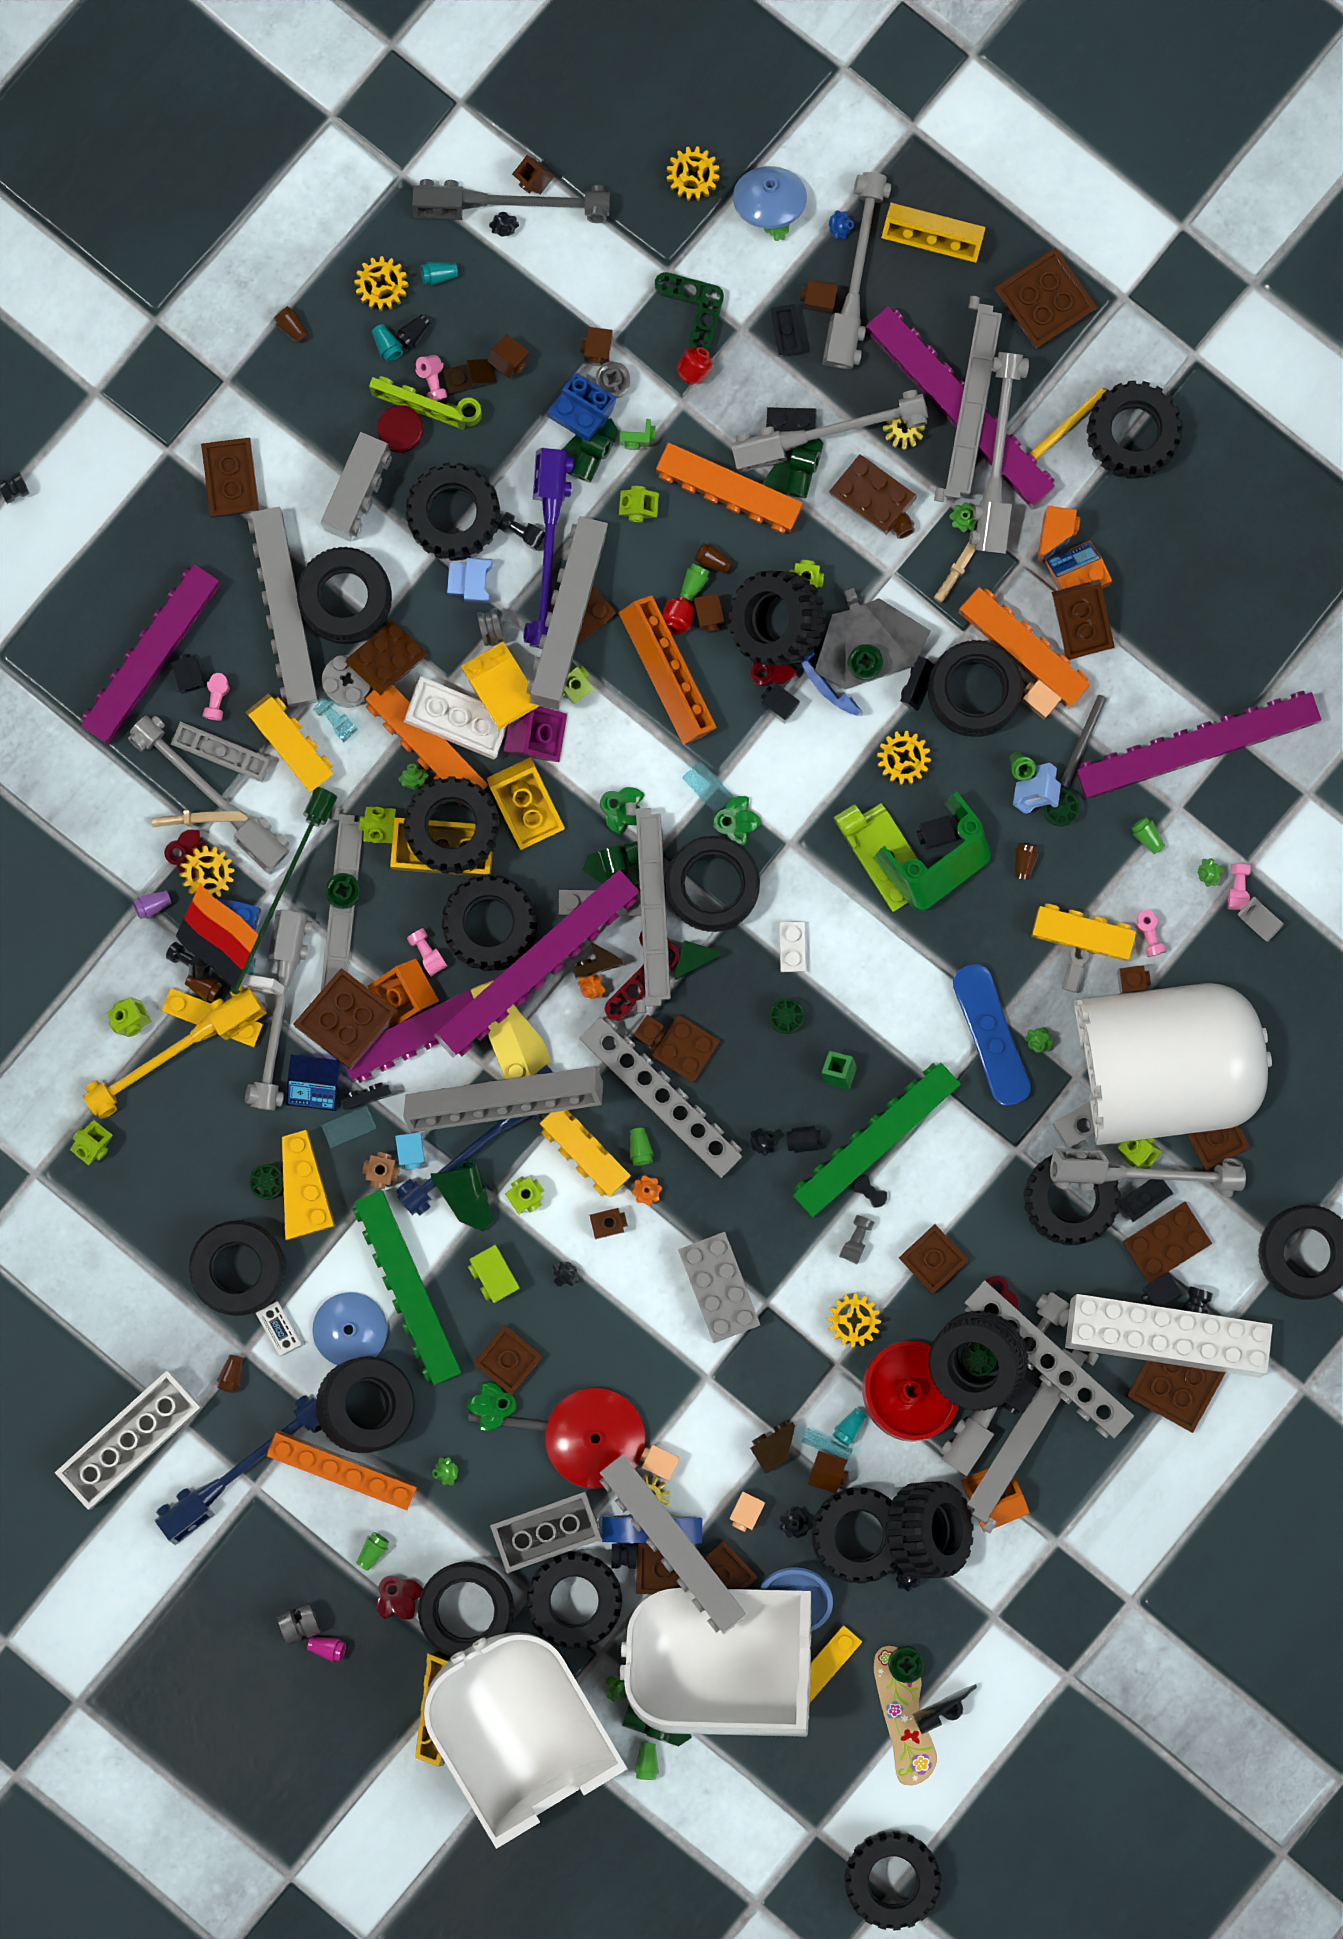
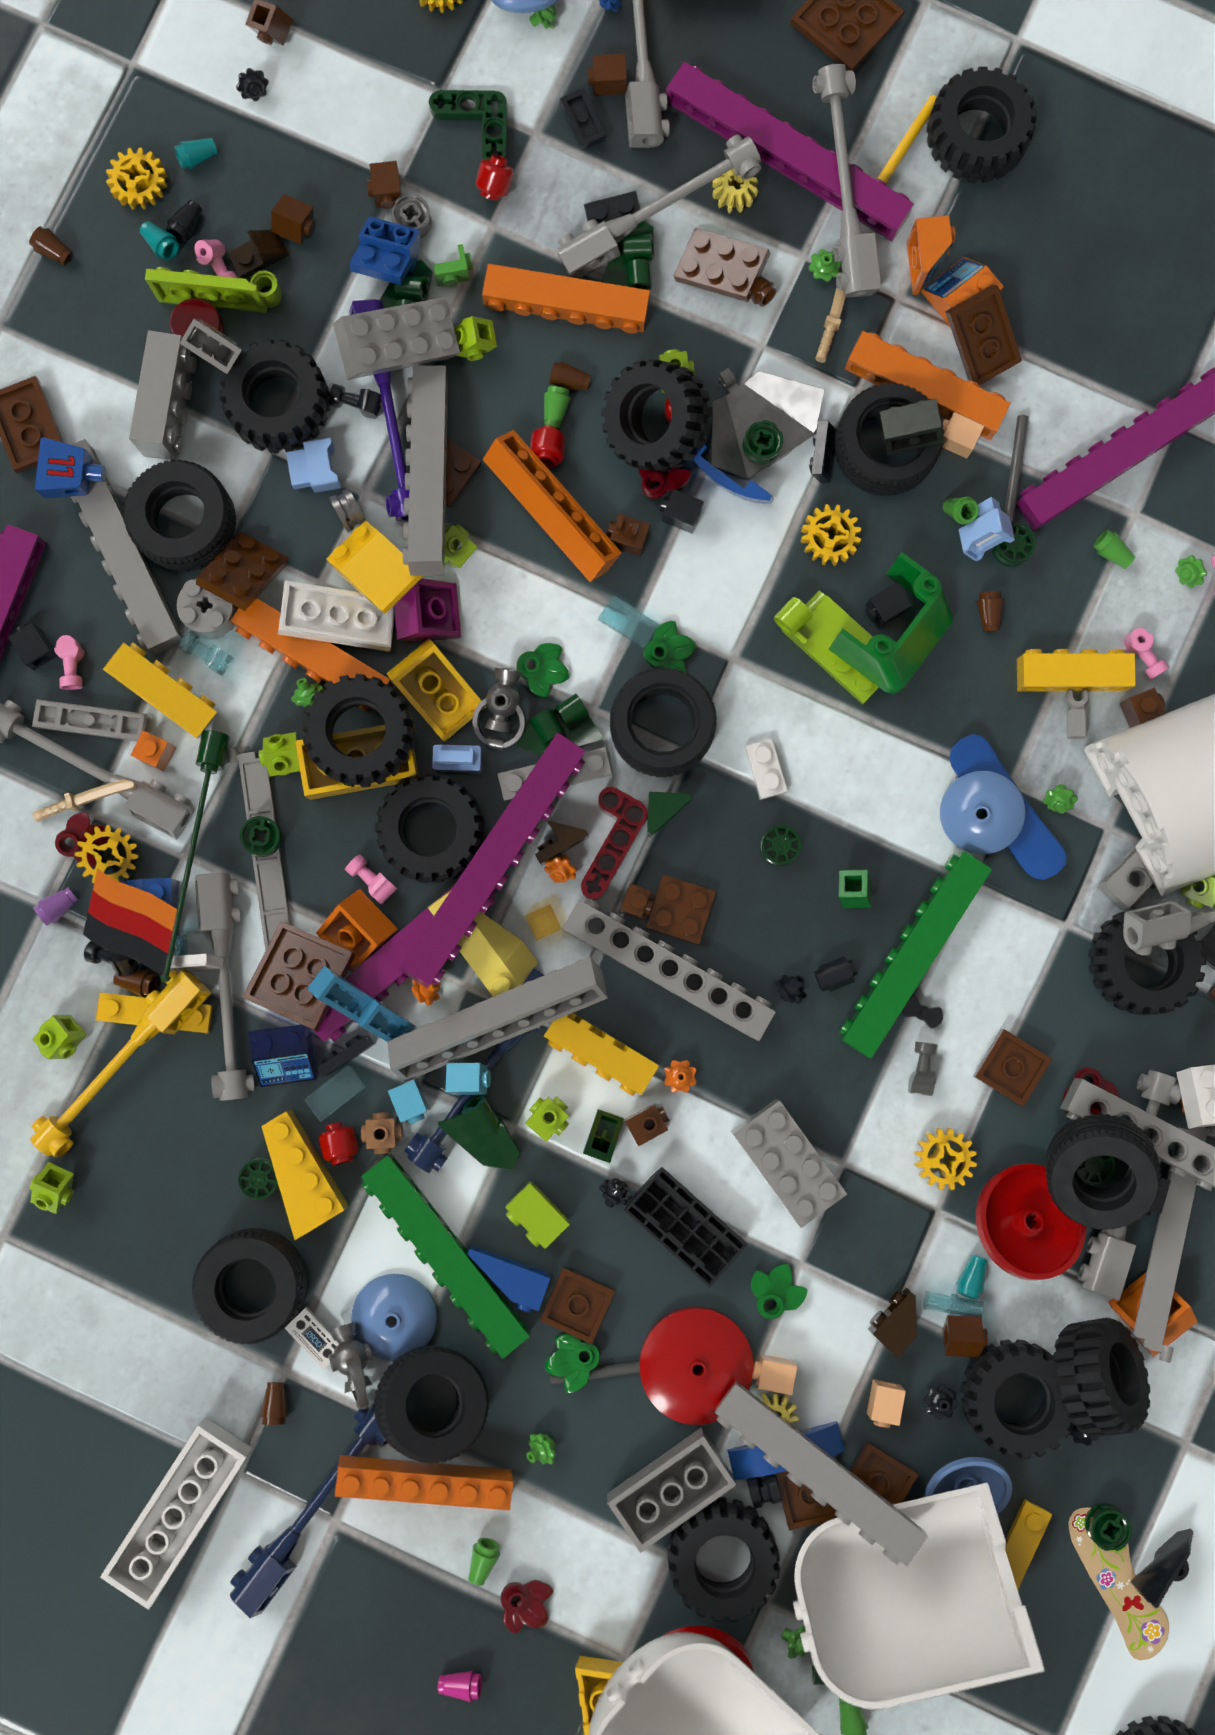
camera: 20 degrees left, 0 degrees up
(258, 532) = (65, 470): none -> blue torso
(269, 792) = (153, 751): none -> orange brick
(298, 1623) = (419, 1670): flat silver wheel -> none
(306, 1352) = (350, 1359): none -> flat silver piece
(341, 1170) = (338, 1143): none -> red head
(390, 1057) = (358, 1005): none -> dark azure slope
(410, 458) = (211, 345): none -> light grey torso
(448, 1062) = (424, 994): none -> orange plant
(451, 199) = (187, 73): dark grey bar -> none
(453, 1574) = (608, 1646): black tyre -> none
(463, 1327) = (516, 1280): none -> blue slope
(465, 1143) = (467, 1078): none -> medium azure brick
(528, 868) = (457, 759): none -> light blue piece
(564, 1028) = (543, 922): none -> clear yellow tile
(568, 1223) = (603, 1136): none -> dark green slope
(571, 492) = (396, 338): none -> light grey brick
(577, 836) = (501, 711): none -> flat silver piece
(617, 1317) = (685, 1226): none -> black piece
(640, 1147) = (660, 1030): bright green cone -> none
(652, 907) = (604, 765): light grey piece -> none
(683, 1392) = (779, 1288): none -> green plate
(709, 612) = (580, 434): reddish brown brick -> none
(727, 711) = (628, 534): none -> reddish brown brick
(973, 402) = (802, 137): light grey piece -> none
(984, 1031) = (997, 797): none -> medium blue dish
(991, 687) = (911, 426): none -> pearl dark grey brick

